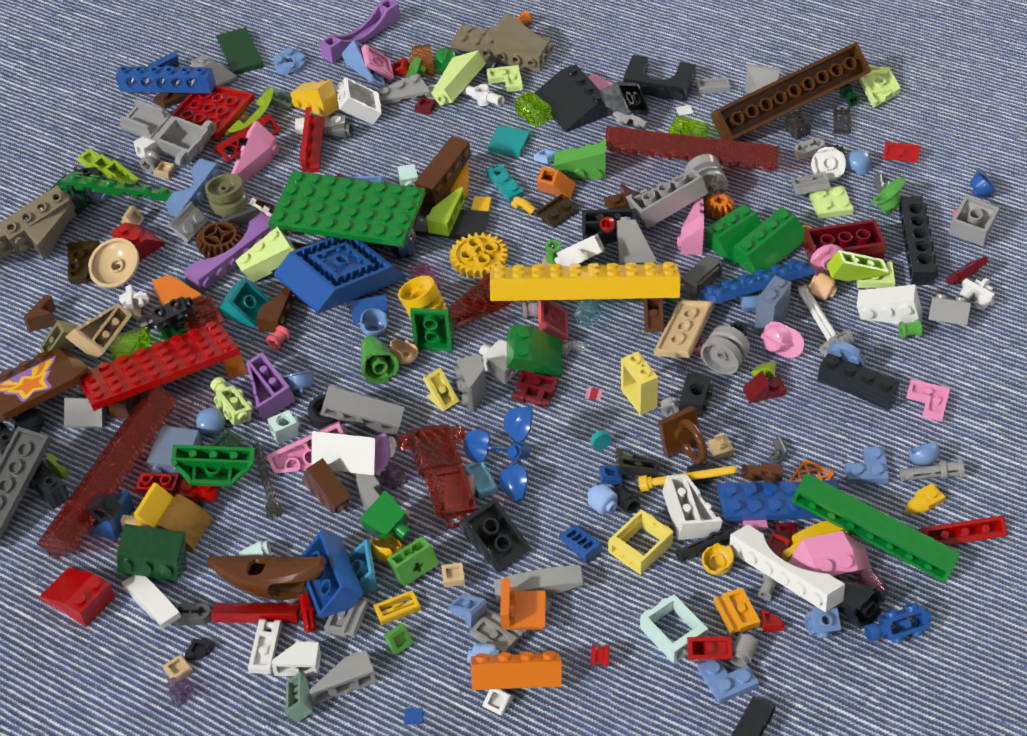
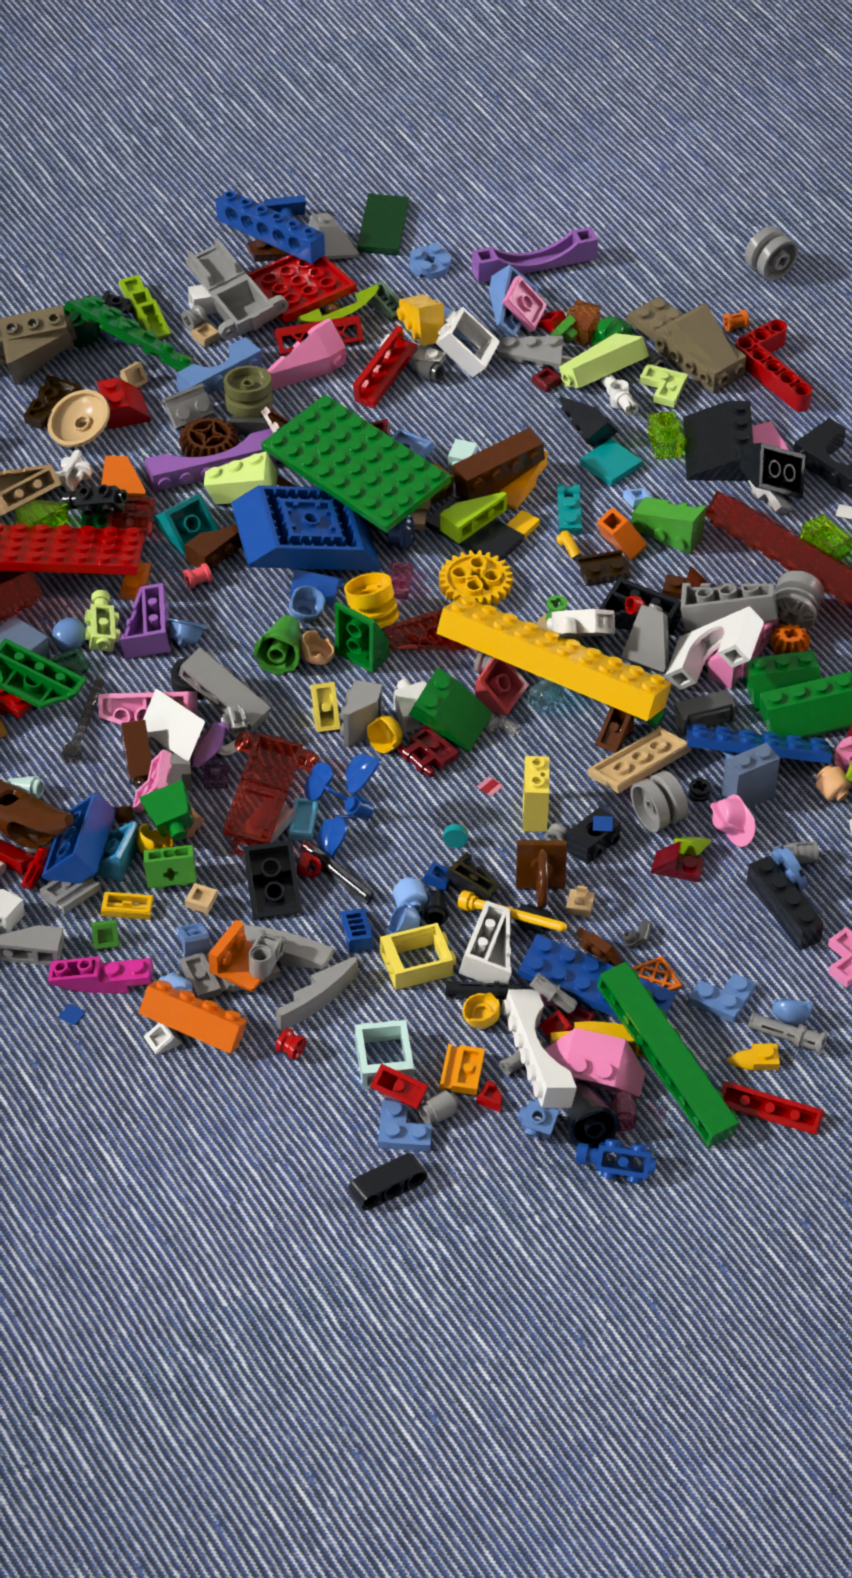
camera: 25 degrees right, 0 degrees up
(283, 426) = (138, 673): light aqua brick -> none
(346, 536) = (123, 813): none -> reddish brown hinge
(359, 500) = (157, 777): none -> bright pink plate
(387, 426) = (236, 718): none -> light grey gear
(417, 675) = (97, 977): none -> dark pink slope
(478, 118) = (593, 422): none -> black slope
(497, 389) = (384, 734): none -> yellow hair
(509, 509) = (305, 863): none -> red tile
(535, 506) = (339, 873): none -> black axle
(538, 595) = (265, 954): none -> light grey piece
(570, 42) = (770, 371): none -> red beam
(590, 606) = (323, 989): none -> light grey slope
(612, 519) = (403, 919): none -> medium blue hair
(665, 234) = (733, 635): none -> white arch
(699, 383) = (602, 823): none -> blue sticker
(761, 521) = (553, 993): none -> light grey axle
(816, 312) = (805, 808): white axle -> none

